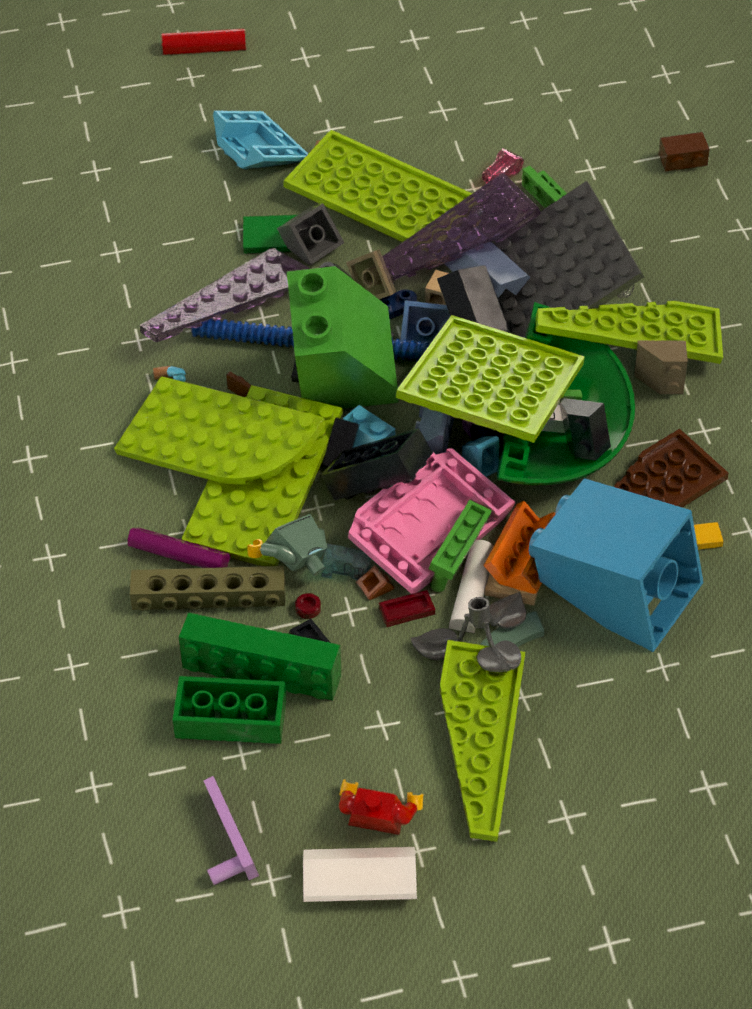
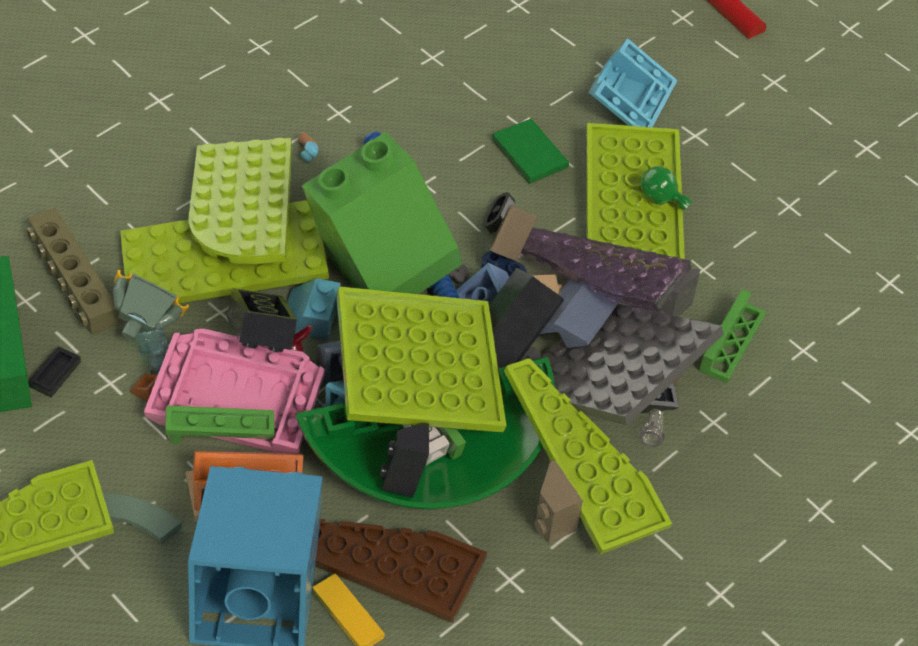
camera: 55 degrees right, 0 degrees up
(177, 549) = (107, 233): magenta brick -> none
(235, 292) = (454, 157): wing -> none
(308, 606) = (96, 349): dark red tile -> none
(311, 234) = (534, 169): dark grey slope -> none
(341, 438) = (295, 287): black tile -> none
(389, 165) = (662, 187): none -> green hair
(407, 608) = (133, 423): dark red tile -> none
(472, 583) = (172, 463): white brick -> none
(497, 658) = (91, 509): dark grey plant -> none
(506, 163) = (748, 278): clear pink piece -> none
(684, 151) = (883, 414): reddish brown brick -> none

